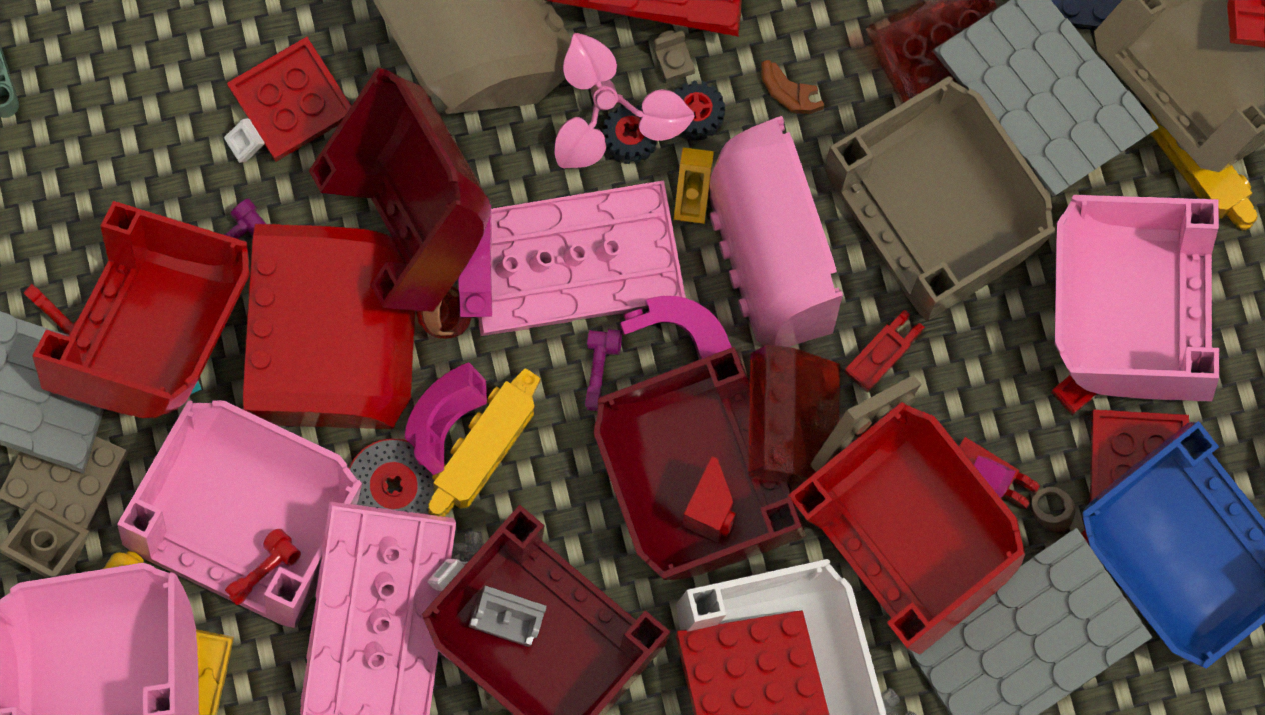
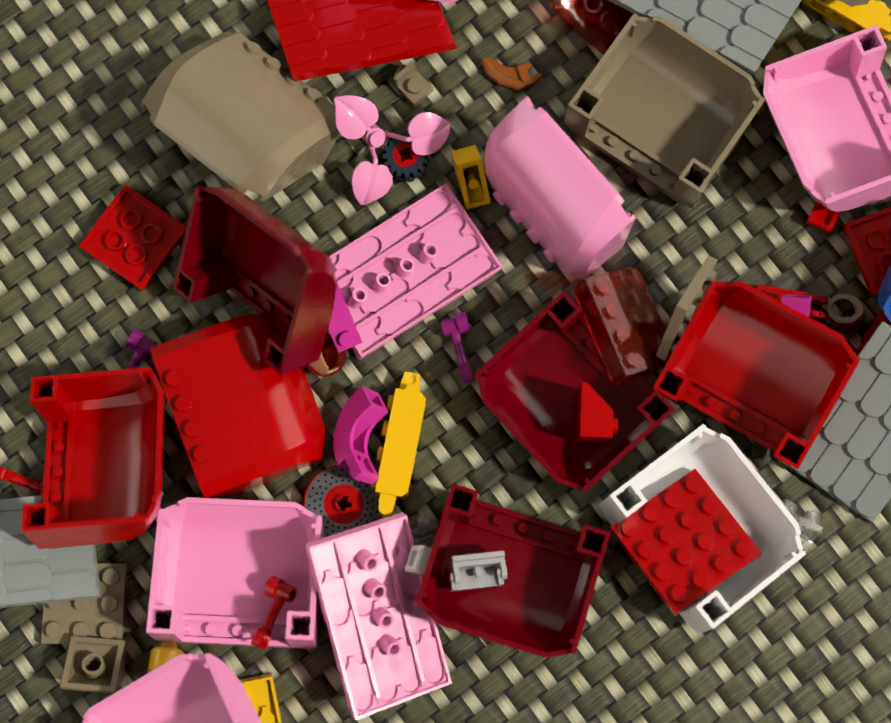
camera: 20 degrees left, 5 degrees up
(244, 140) = (111, 285): white tile -> none
(694, 318) = (526, 283): dark pink arch -> none
(705, 100) = (455, 109): black wheel -> none
(882, 353) = (668, 247): red hinge -> none

